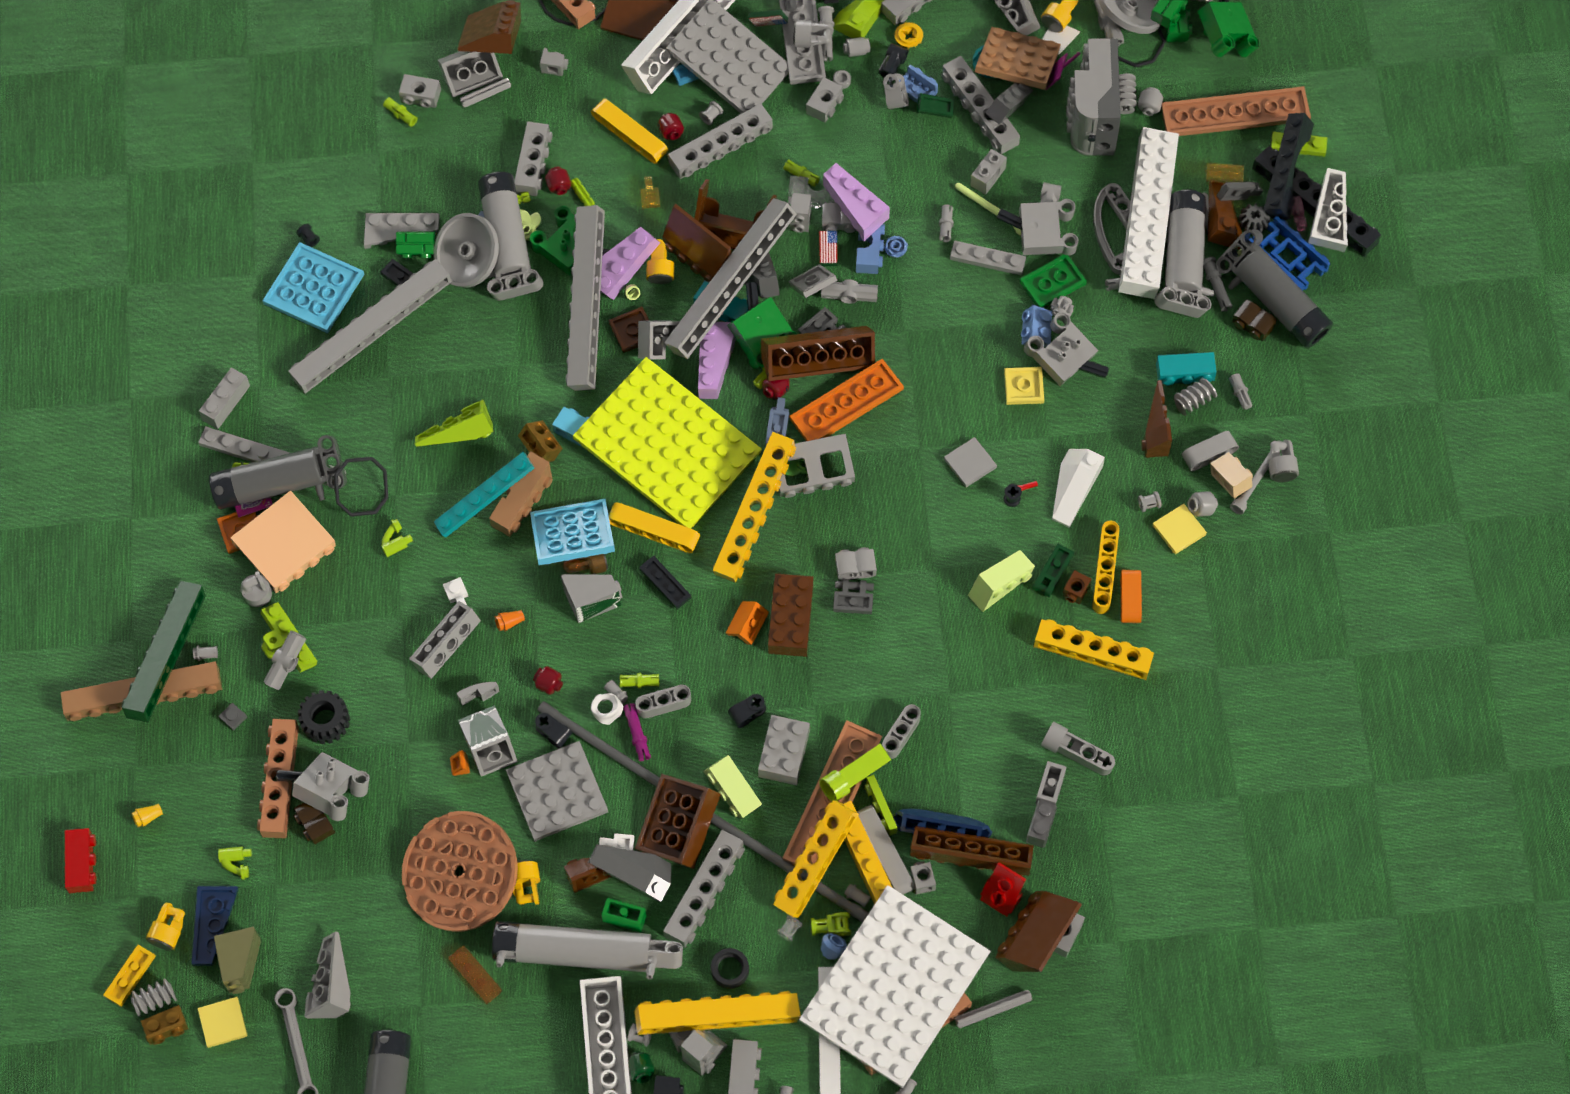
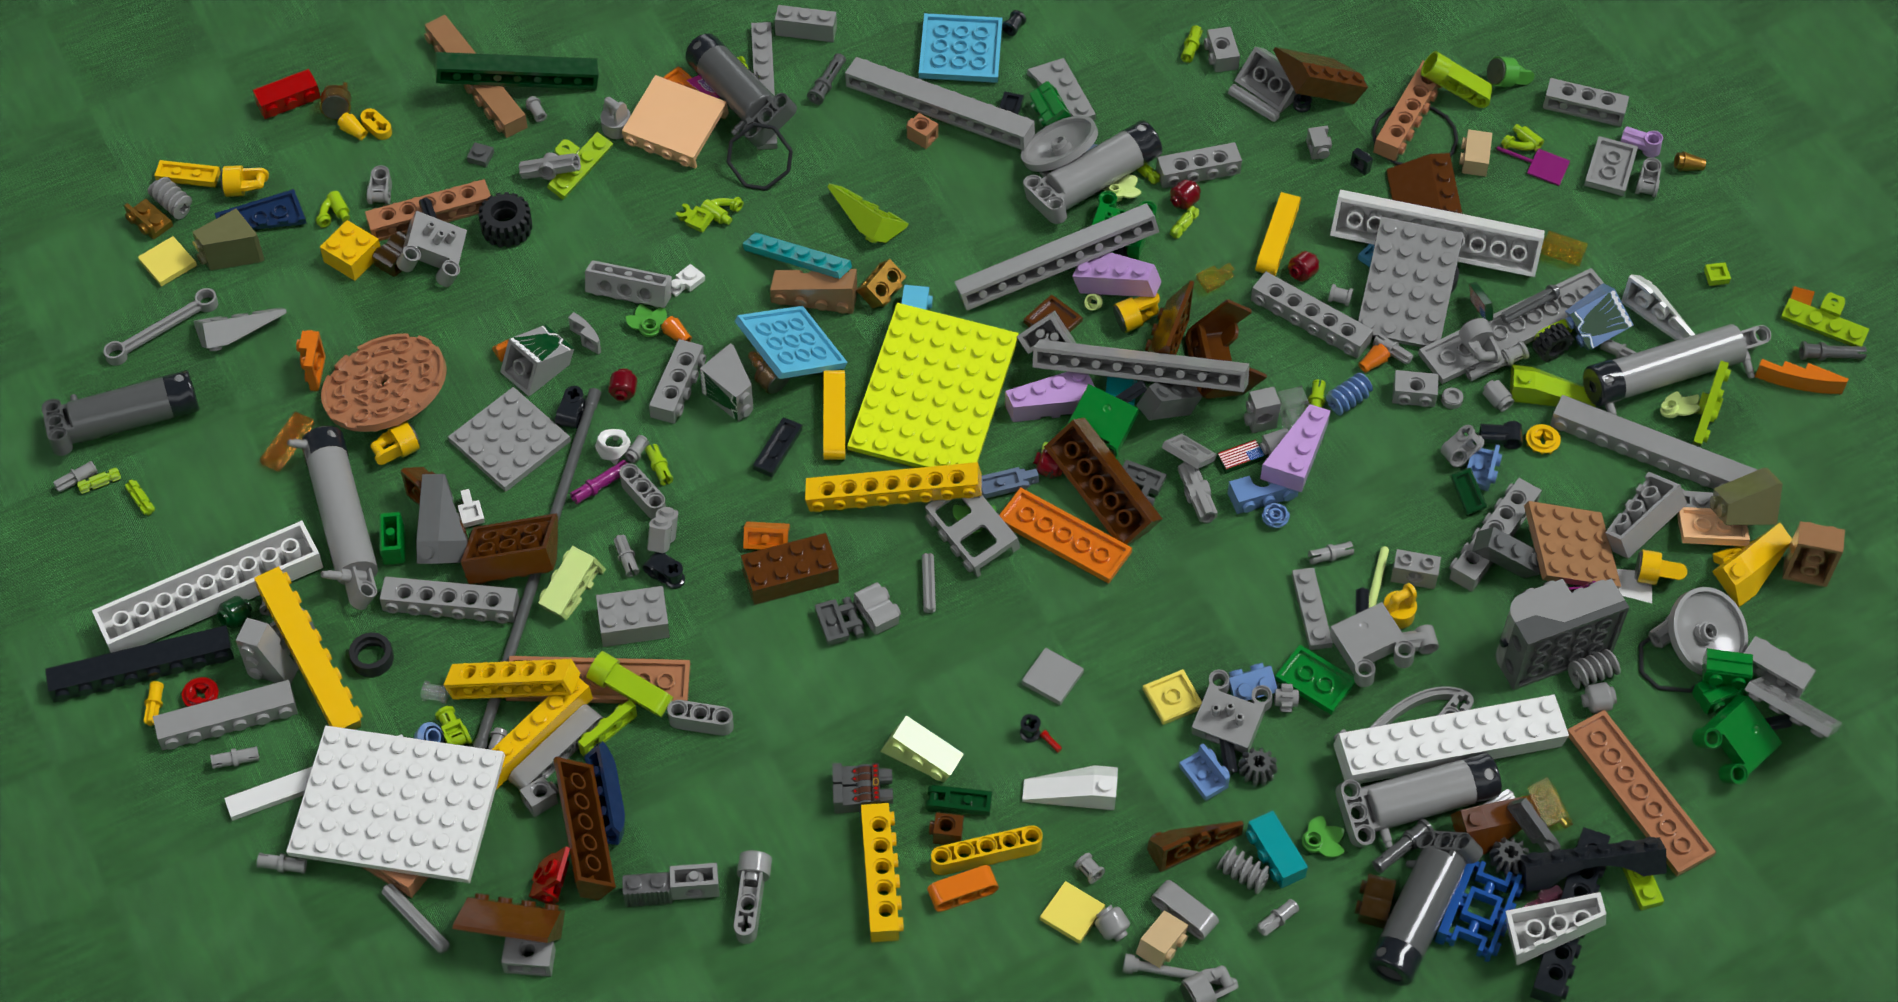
camera: 65 degrees right, 10 degrees down
(113, 819) = (335, 101): none -> piece
(151, 794) = (379, 121): none -> yellow beam
(233, 814) = (379, 186): none -> light grey piece
(293, 857) = (350, 250): none -> yellow brick
(298, 409) = (820, 90): none -> dark grey pin
(390, 344) = (922, 130): none -> nougat brick
(395, 561) = (696, 218): none -> lime plate
(400, 923) = (311, 357): none -> orange plate
(482, 640) = (646, 319): none -> bright green plate
(505, 62) = (1302, 107): none -> black bush
(581, 658) = (677, 381): none -> light grey brick
(587, 40) = (1361, 161): none -> black plate
(715, 697) = (662, 530): none -> light grey brick
(719, 736) = (626, 555): none -> light grey axle
(779, 99) = (1394, 349): none -> light grey axle
(781, 114) = (1375, 357): none -> orange cone
(809, 147) = (1349, 393): none -> medium blue piece
(846, 518) = (928, 583): none -> light grey axle
(1014, 629) = (860, 786): none -> dark grey hips
(1017, 194) = (1402, 605): none -> yellow piece
(1102, 389) = (1205, 772): none -> medium blue bracket
(1112, 351) = (1263, 773): none -> dark grey gear
(1187, 332) = (1325, 836): none -> bright green plate

